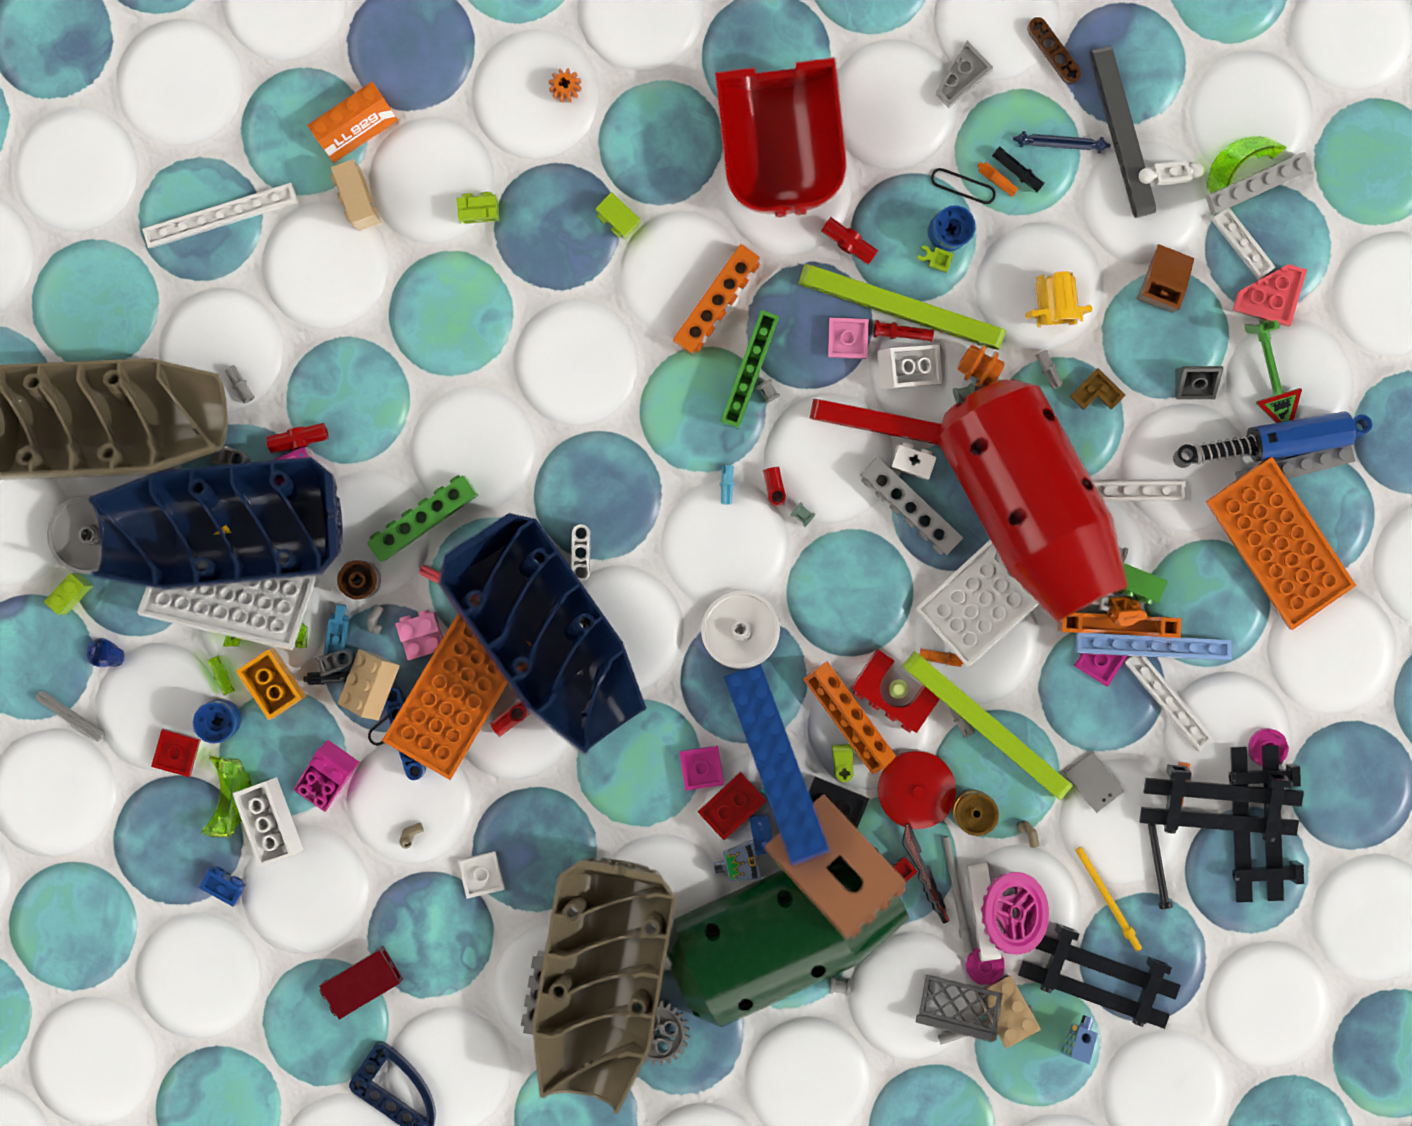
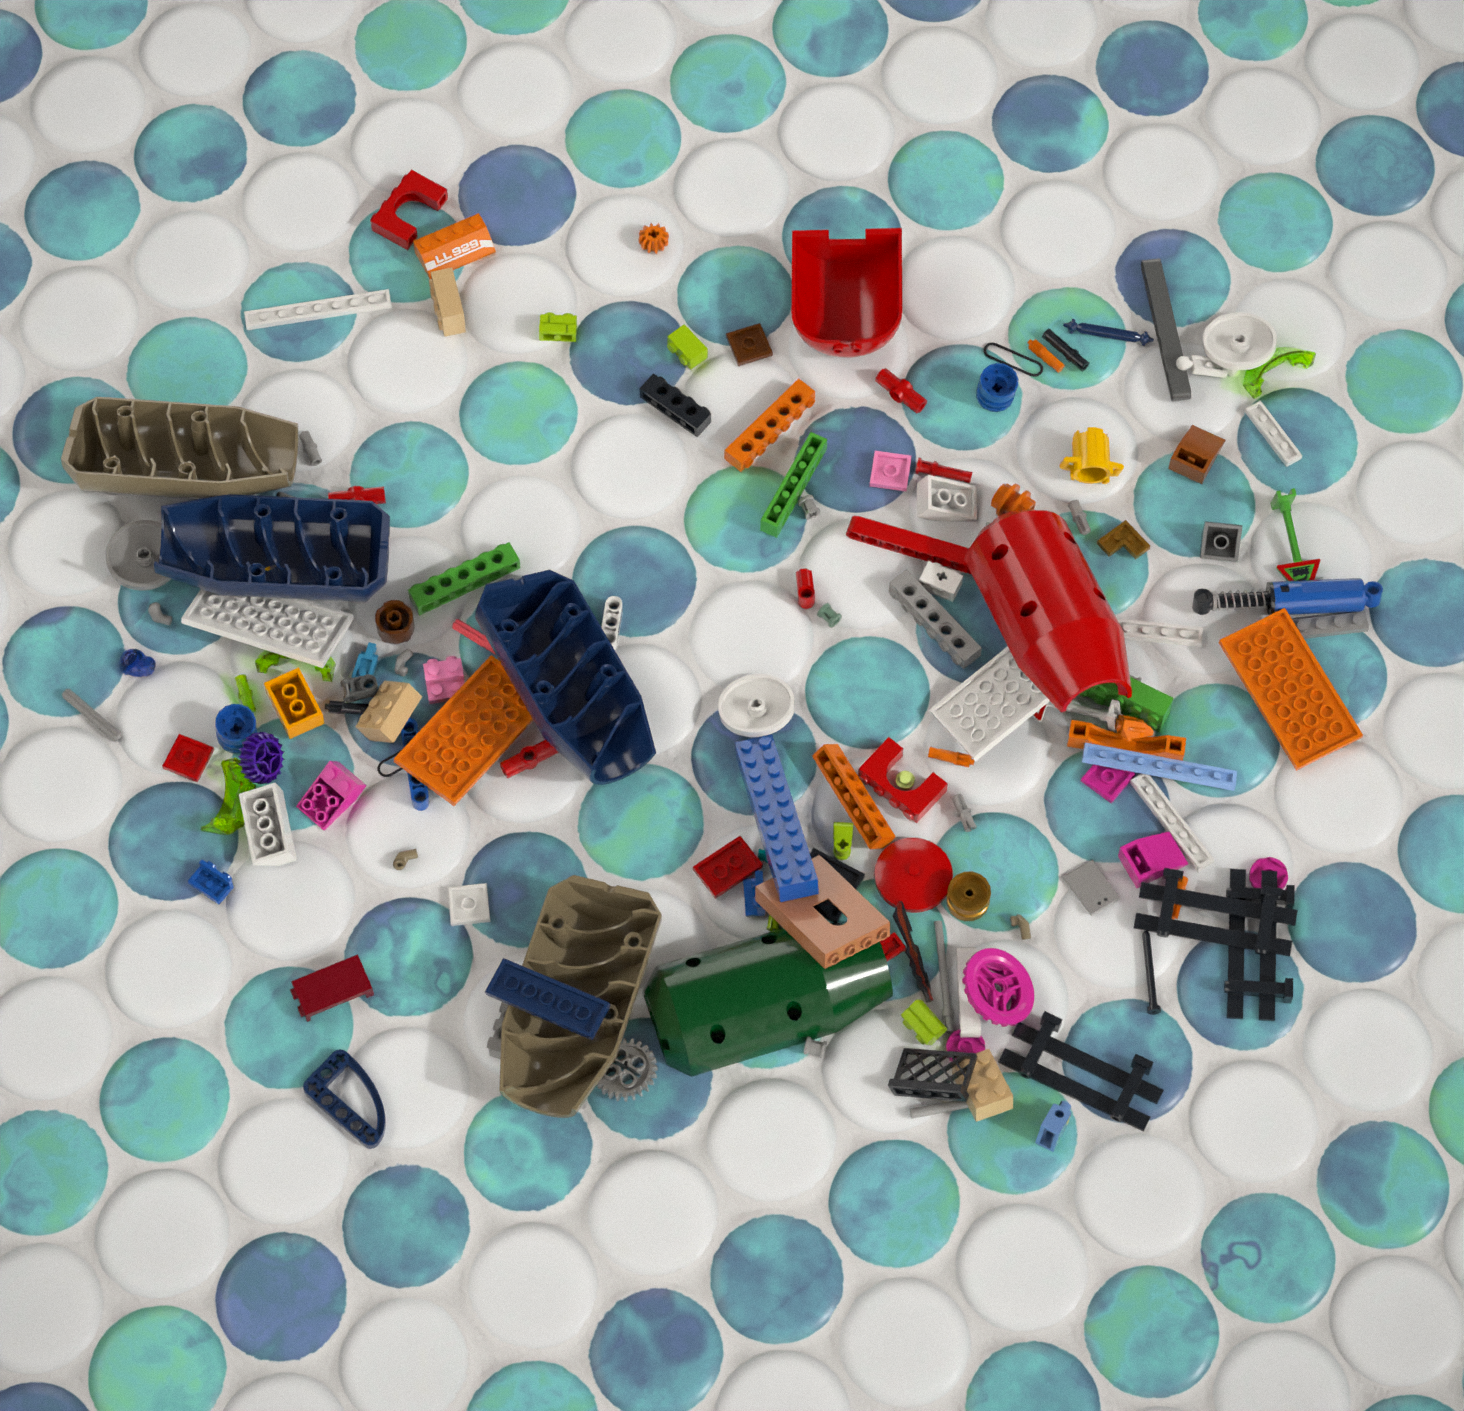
camera: 10 degrees right, 25 degrees down
(68, 593) = (114, 605): lime brick -> none
(115, 597) = (157, 616): none -> light grey arm
(247, 752) = (261, 758): none -> dark purple gear
(295, 54) = (412, 188): none -> red arch
(573, 1002) = (547, 998): none -> dark blue plate
(592, 265) = (678, 413): none -> black brick
(682, 202) = (749, 344): none -> reddish brown tile
(701, 767) = (702, 829): dark pink plate -> none
(727, 484) = (759, 581): medium azure axle -> none
(739, 863) = (728, 919): torso -> none
(902, 307) = (942, 449): lime beam -> none
(939, 259) = (982, 415): lime plate -> none
(943, 950) = (923, 1022): none -> lime brick
(965, 73) = (1022, 269): light grey wing -> none
(987, 725) = (989, 816): lime beam -> none
(1057, 48) = (1111, 257): reddish brown beam -> none
(1127, 930) = (1113, 1029): yellow bar -> none
(1153, 747) = (1149, 856): none -> dark pink slope
(1203, 139) = (1239, 341): none -> white dish
(1258, 183) = (1287, 380): light grey plate -> none
(1272, 296) = (1302, 474): coral plate -> none

